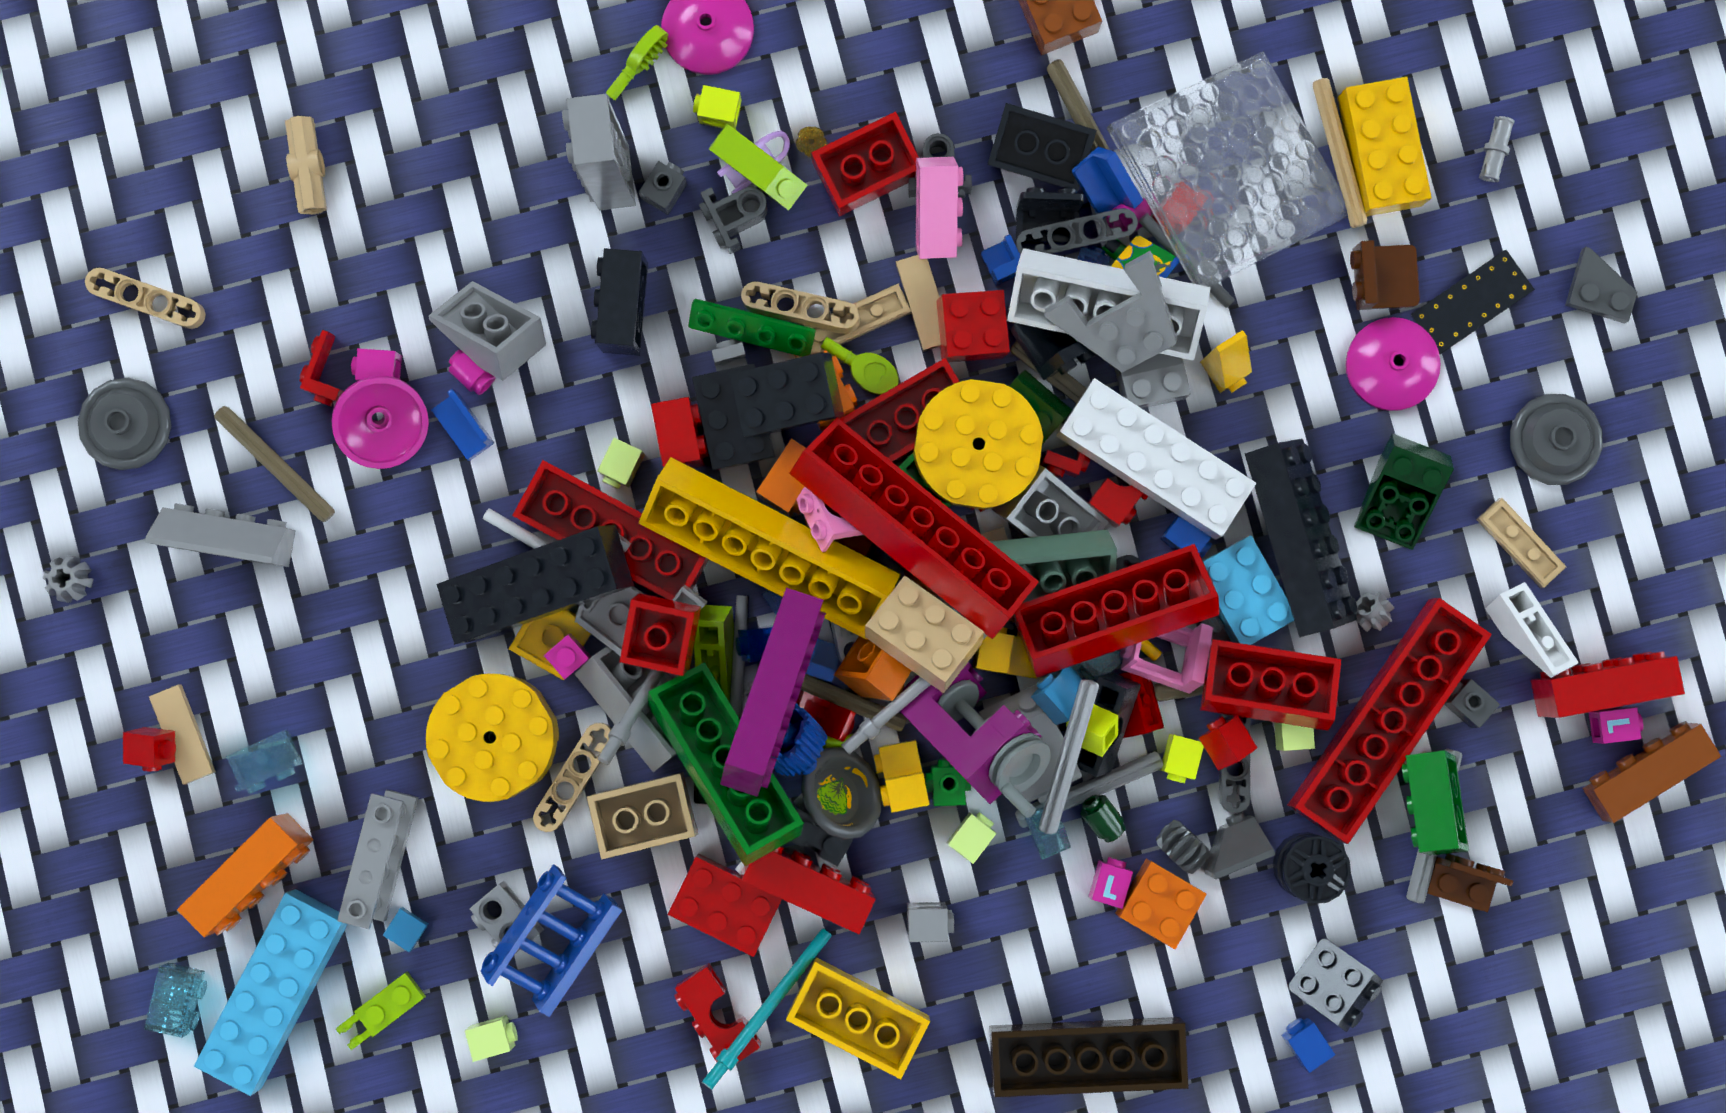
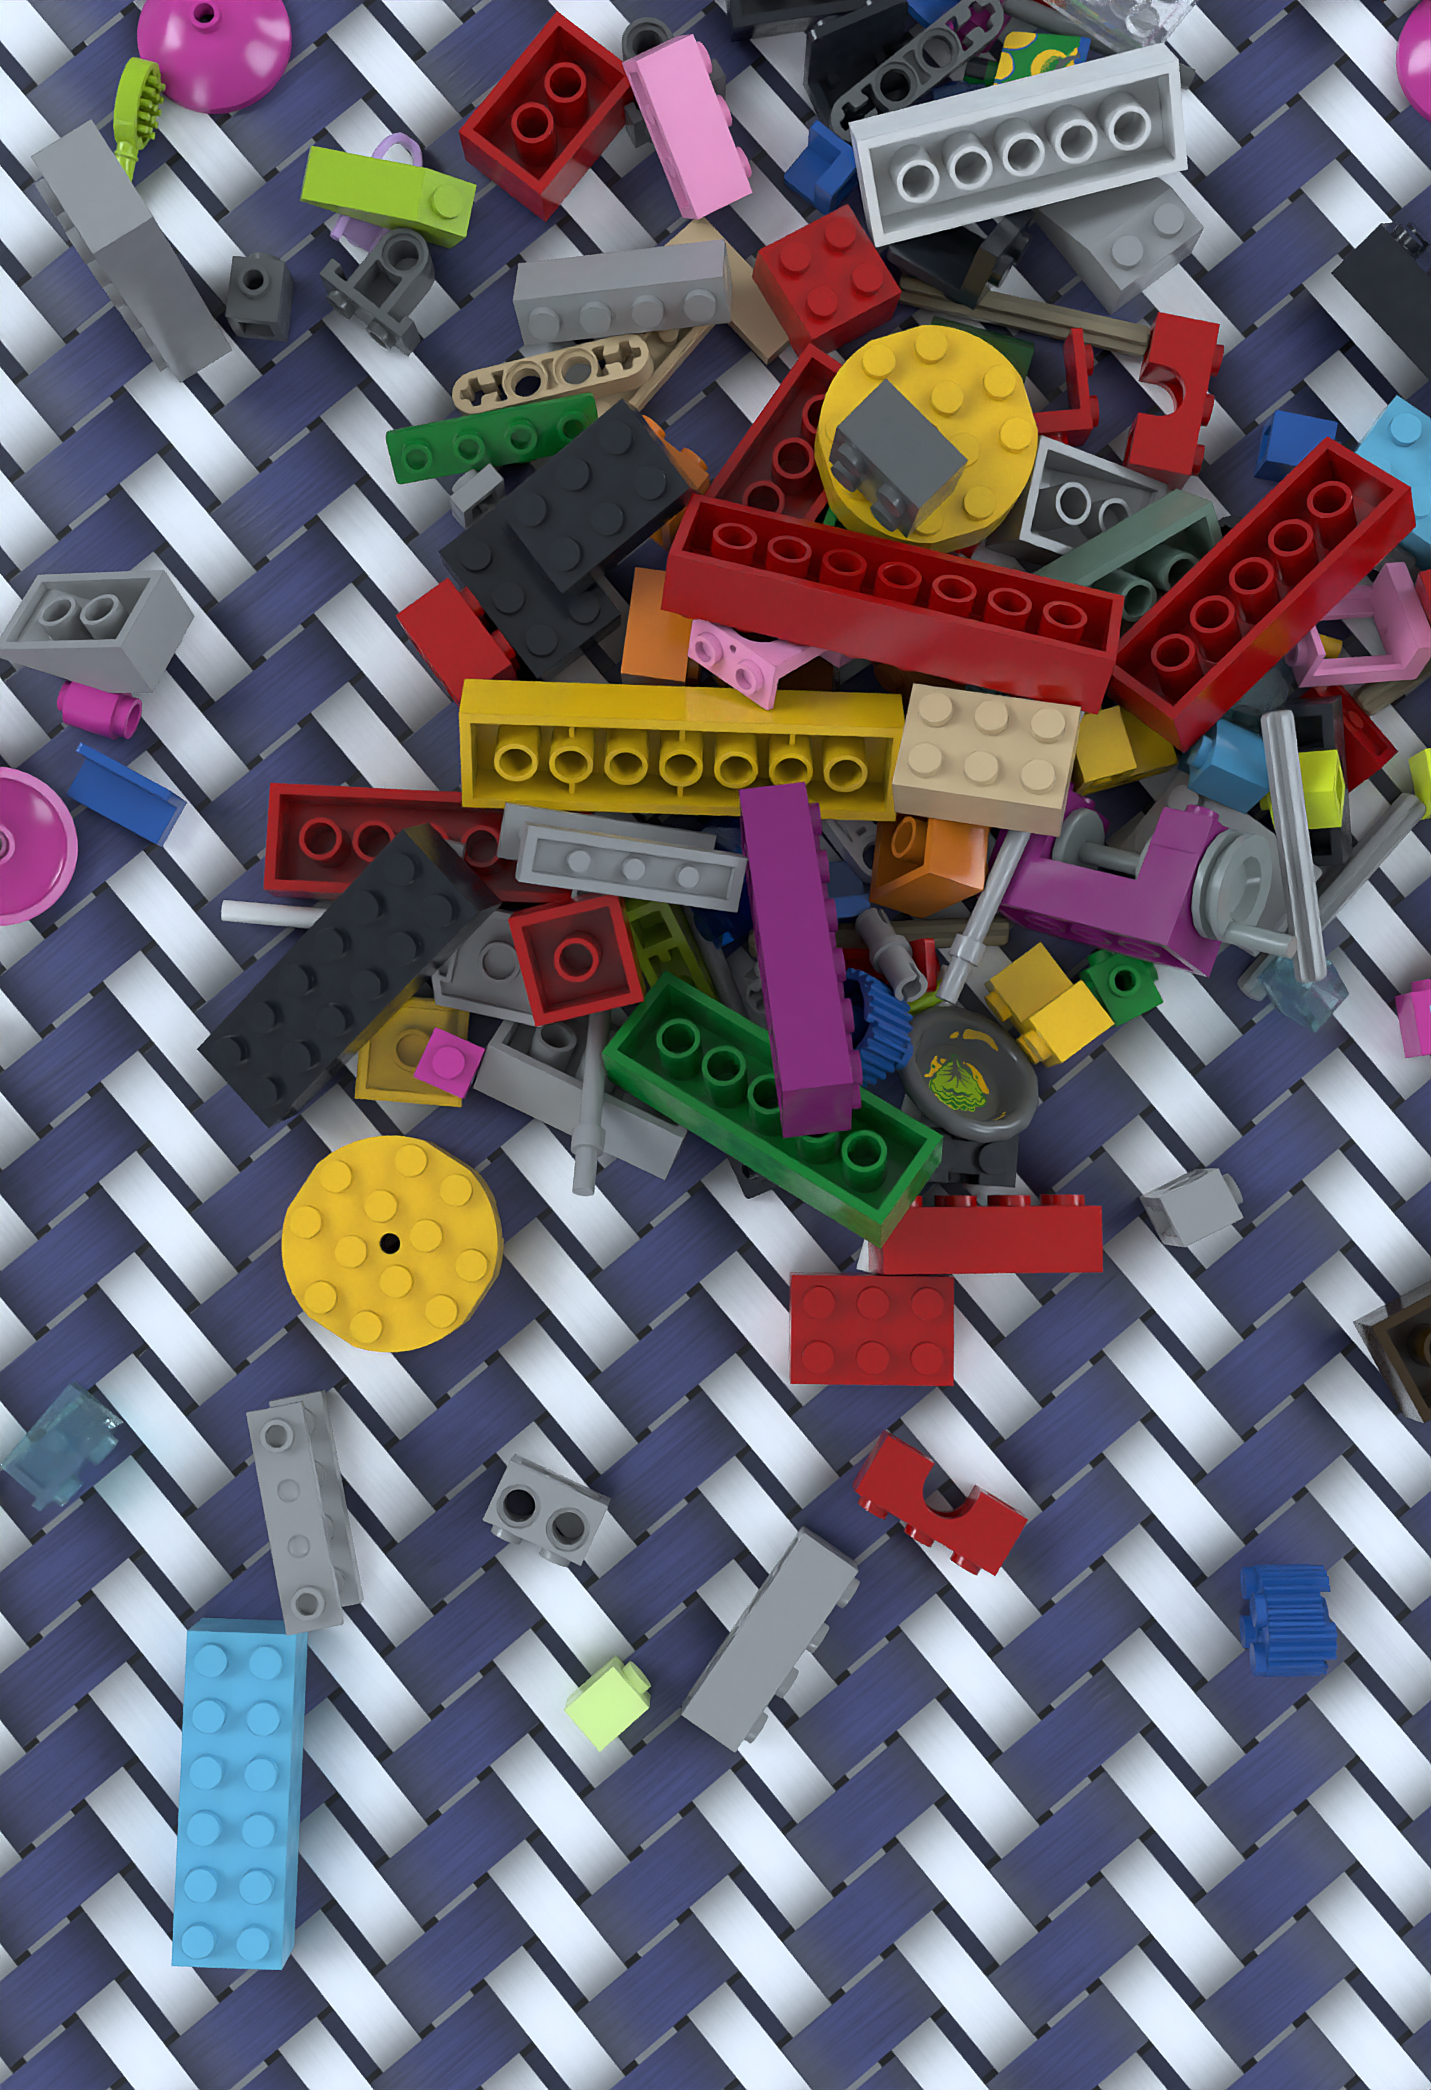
camera: 20 degrees left, 0 degrees up
(175, 1000) = (97, 1876): clear light blue brick -> none
(245, 875) = (114, 1633): orange brick -> none
(384, 1008) = (424, 1735): lime hinge -> none
(405, 929) = (400, 1599): dark azure tile -> none
(564, 966) = (678, 1519): blue fence -> none
(571, 775) = (537, 1244): tan beam -> none
(593, 1045) = (769, 1640): none -> light grey brick
(620, 301) = (274, 492): black brick -> none
(620, 464) = (392, 739): yellowish green brick -> none
(642, 815) = (679, 1253): tan brick -> none
(706, 593) = (620, 858): none -> light grey fence
(717, 107) = (282, 139): neon yellow brick -> none
(728, 1058) = (989, 1558): teal bar -> none
(810, 133) = (439, 119): clear yellow plate -> none
(829, 710) = (891, 955): none -> light grey pin
(858, 1018) = (1155, 1404): yellow brick -> none
(859, 280) = (623, 292): none -> light grey brick
(868, 370) = (704, 424): lime piece -> none
(947, 455) = (895, 459): none -> dark grey brick
(972, 836) = (1192, 1048): yellowish green brick -> none
(1103, 818) = (1375, 927): dark green brick -> none
(1128, 330) = (1074, 158): light grey wing -> none
(1156, 459) = (1203, 344): white brick -> none
(1229, 363) = (1238, 153): yellow slope -> none

